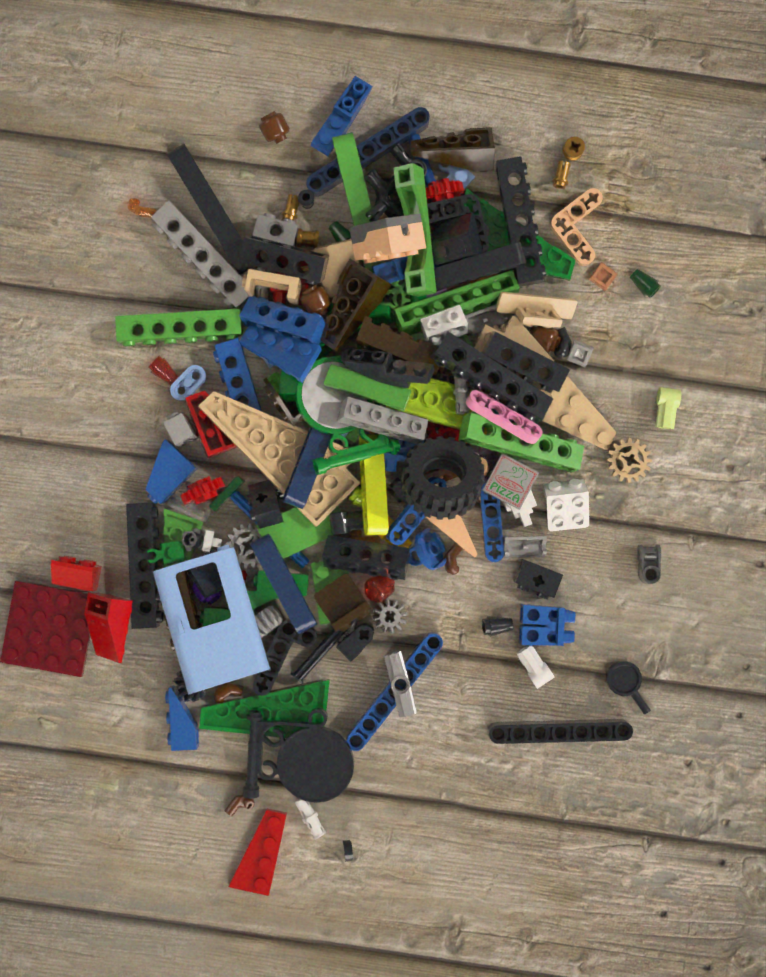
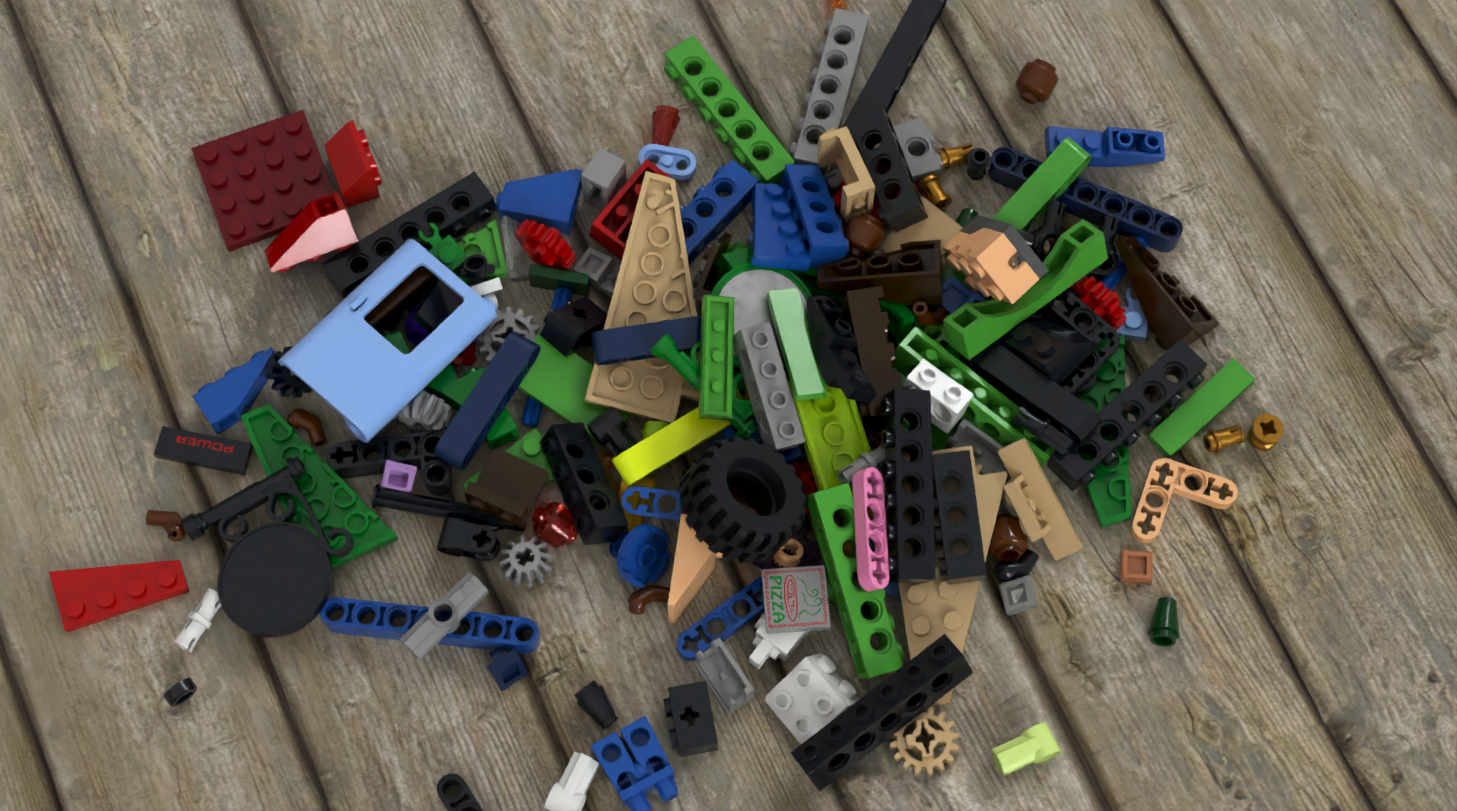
camera: 60 degrees right, 20 degrees down
(205, 760) = (203, 450): none -> black tile
(234, 466) = (600, 268): none -> light grey slope
(295, 659) = (398, 476): none -> lavender slope
(346, 438) = (716, 358): none -> bright green tile
(392, 295) = (929, 318): none -> reddish brown arm
(445, 663) = (506, 668): none -> dark blue tile
(503, 278) = (1043, 430): none -> black axle
(537, 177) = (1201, 408): none -> bright green tile
(603, 474) = (882, 712): none -> black brick

